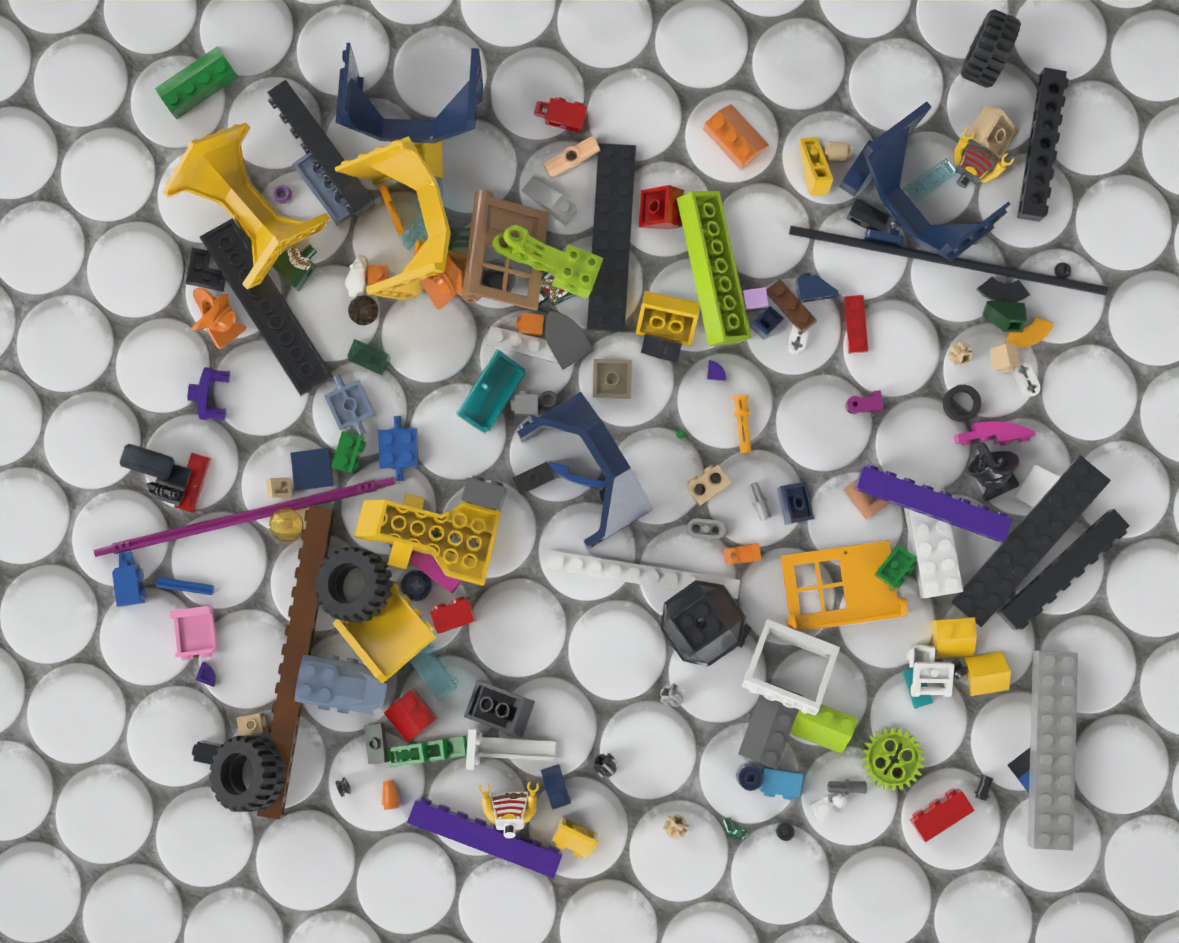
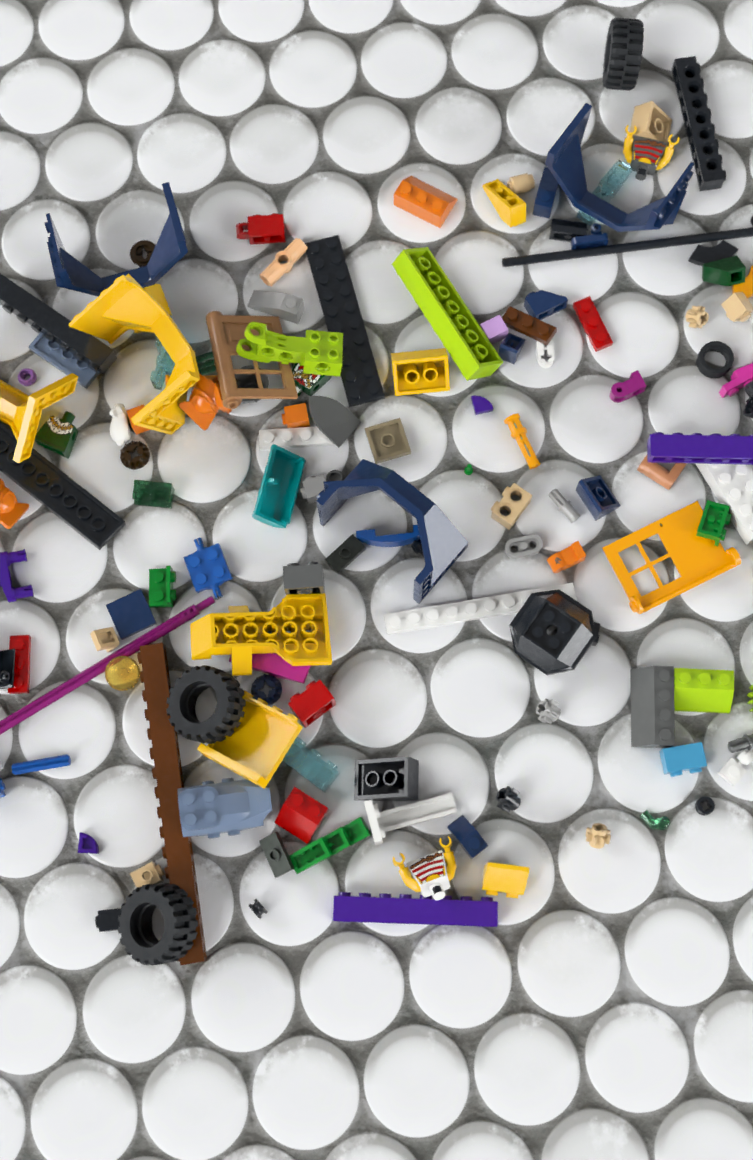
camera: 15 degrees left, 10 degrees down
(195, 632) = (63, 805): bright pink panel -> none
(349, 404) = (149, 542): sand blue plate -> none
(390, 795) = (308, 903): orange cone -> none
(391, 209) = (134, 358): light orange tile -> none
(430, 94) = (137, 250): none -> dark brown gear
(660, 208) = (379, 279): red slope -> none
(661, 348) = (424, 398): black slope -> none
(749, 776) = (651, 762): dark blue wheel -> none
(800, 640) = (651, 618): white window -> none

